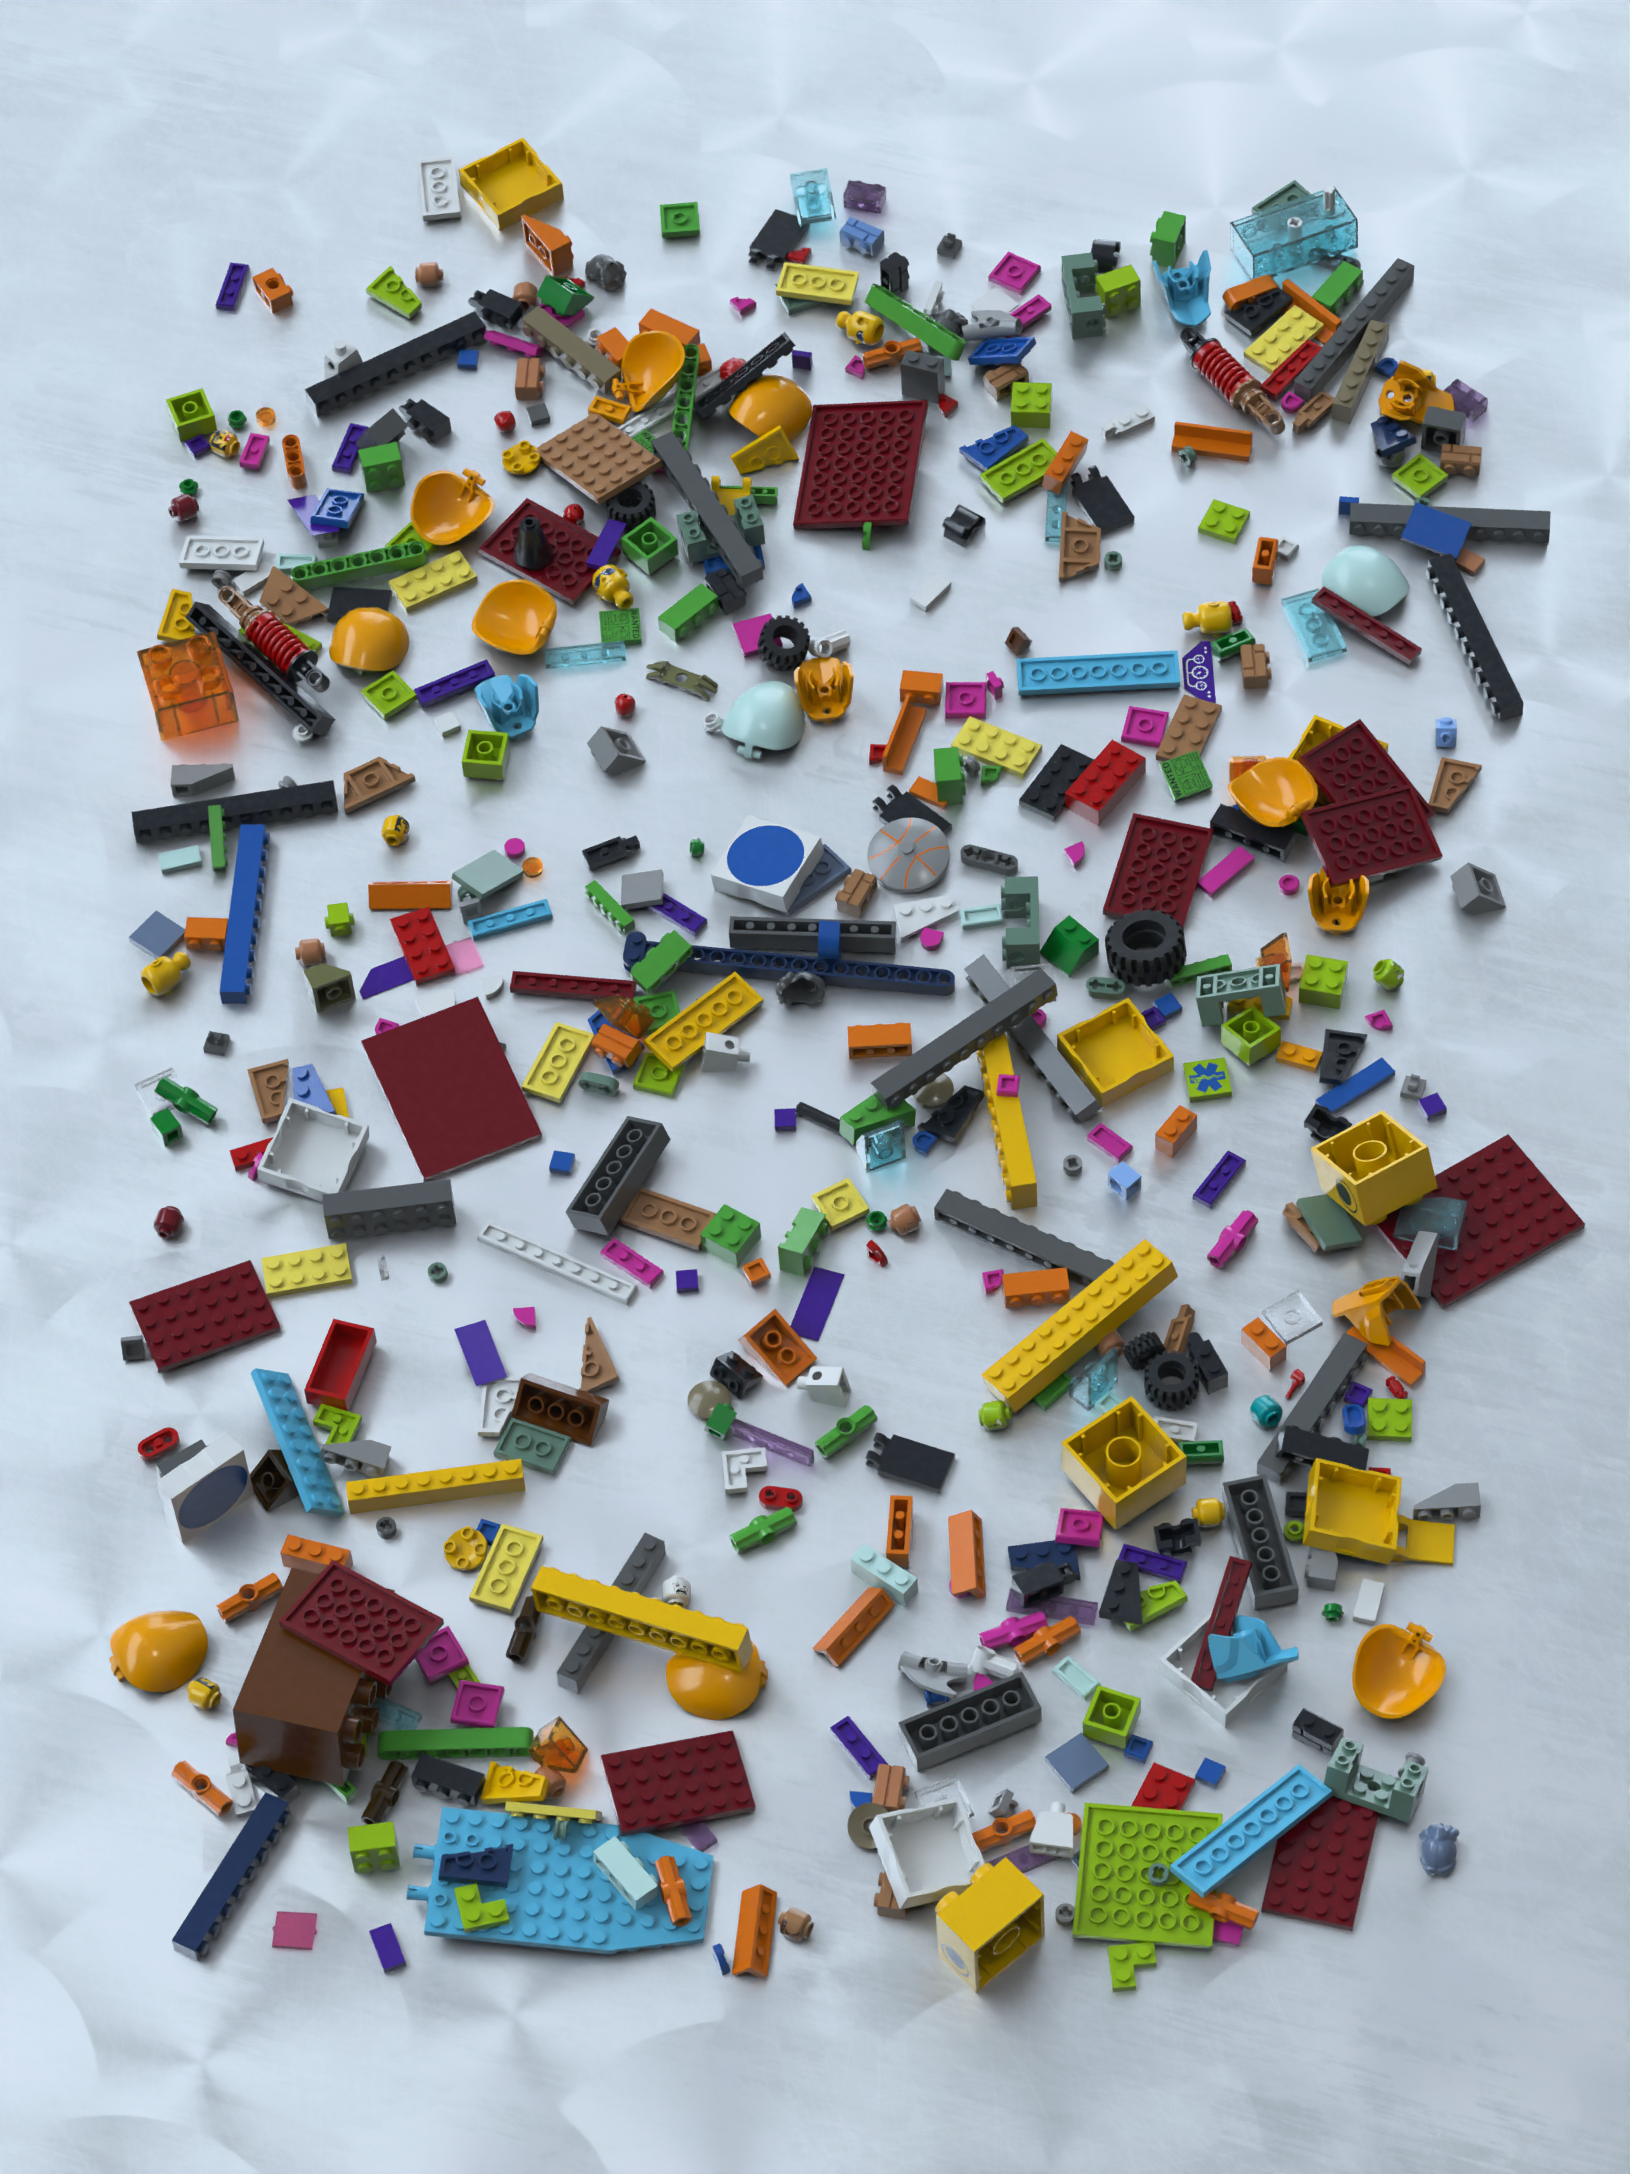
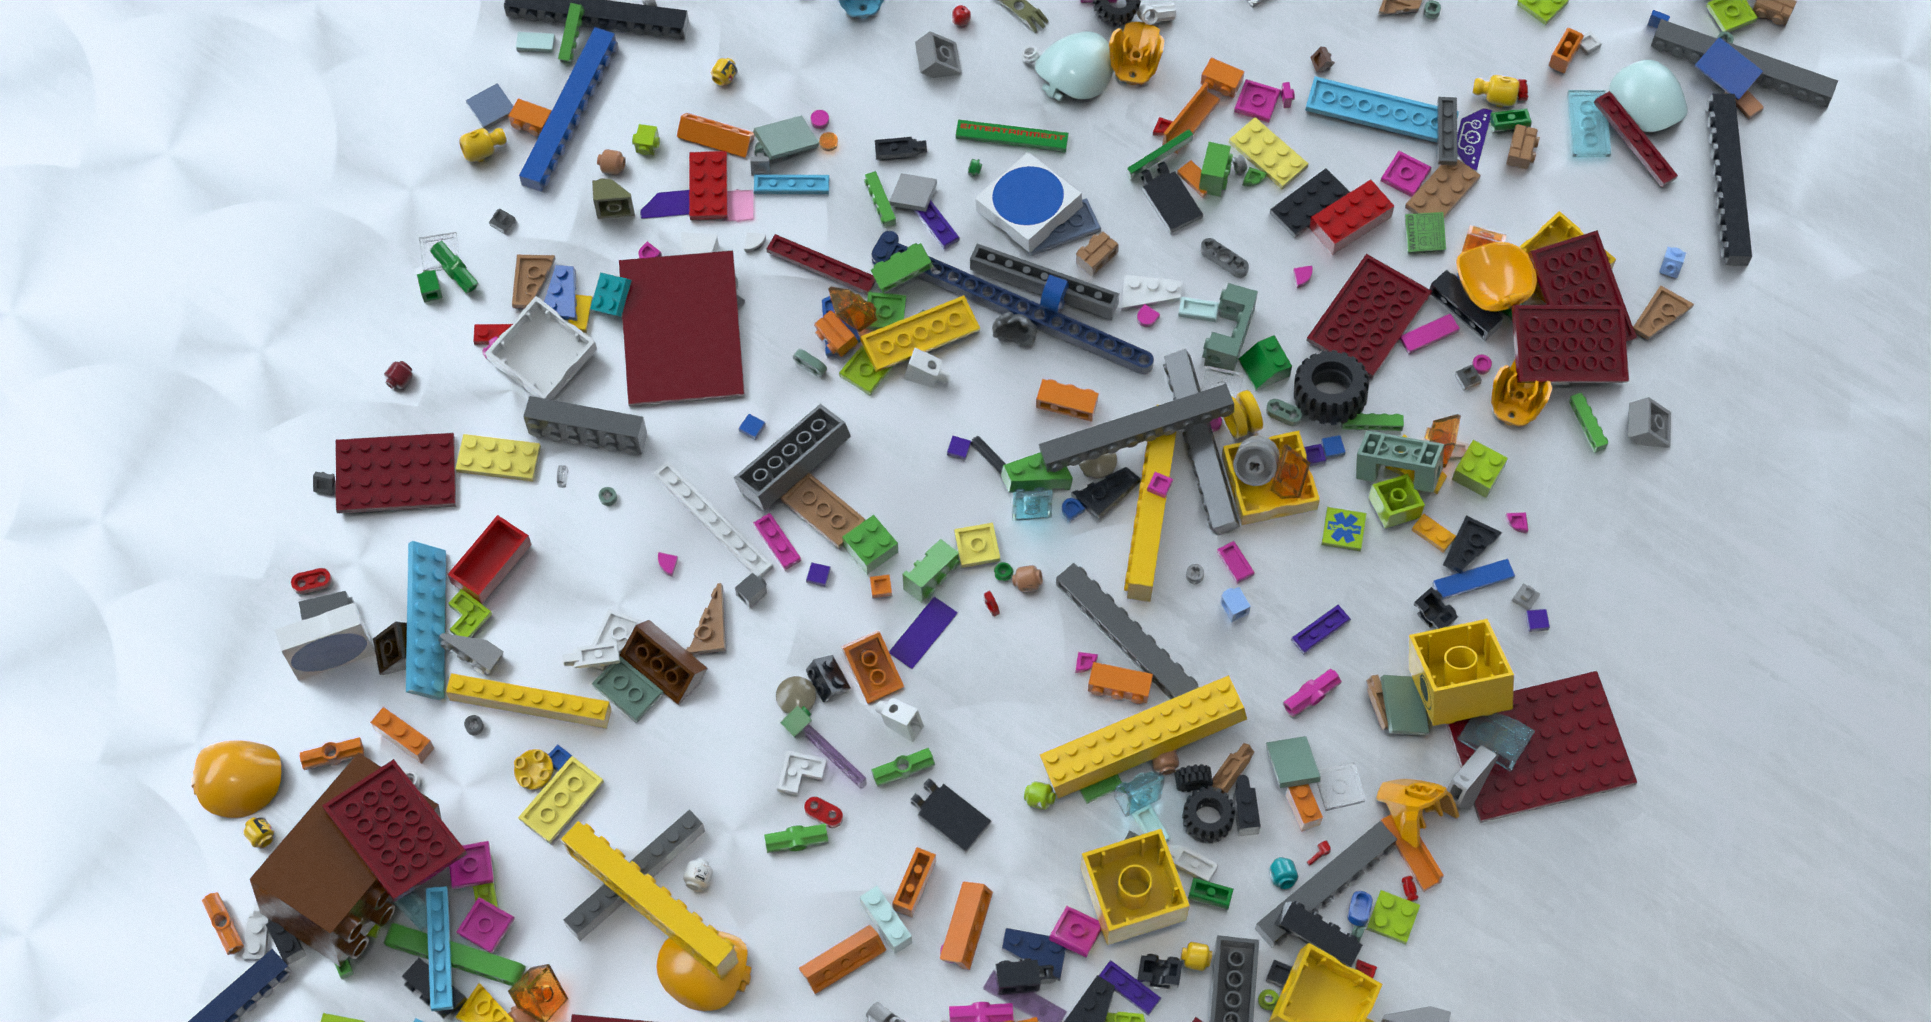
camera: 15 degrees right, 10 degrees up
(364, 1077) = (610, 294): none -> teal plate
(372, 782) = (721, 21): medium nougat wing -> none
(385, 1793) = (376, 983): dark brown piece -> none
(440, 1736) = (439, 949): none -> medium azure plate
(480, 1352) = (615, 585): dark purple sticker -> none
(485, 754) = (825, 26): lime brick -> none
(486, 1422) = (593, 655): none -> white hinge
(521, 1640) = (546, 875): dark brown piece -> none
(558, 1062) = (782, 331): light yellow plate -> none
(624, 1315) = (751, 590): none -> dark grey brick
(723, 806) = (1012, 135): none -> green tile
(885, 778) = (1159, 154): none -> green tile
(908, 855) = (1155, 232): light grey dish -> none
(1070, 1002) = (1245, 416): none -> yellow wheel
(1095, 1024) = (1256, 460): none -> light grey wheel
(1134, 1039) = (1290, 474): none -> clear orange slope
(1172, 671) = (1447, 130): none -> dark grey plate
(1176, 1131) = (1297, 571): orange brick -> none
(1238, 1306) = (1293, 762): none -> sand green tile
(1279, 901) = (1468, 377): none -> dark grey tile
(1357, 1394) = (1372, 883): dark purple tile -> none
(1388, 974) = (1541, 480): lime head -> none
(1416, 907) = (1588, 422): none -> bright green piece

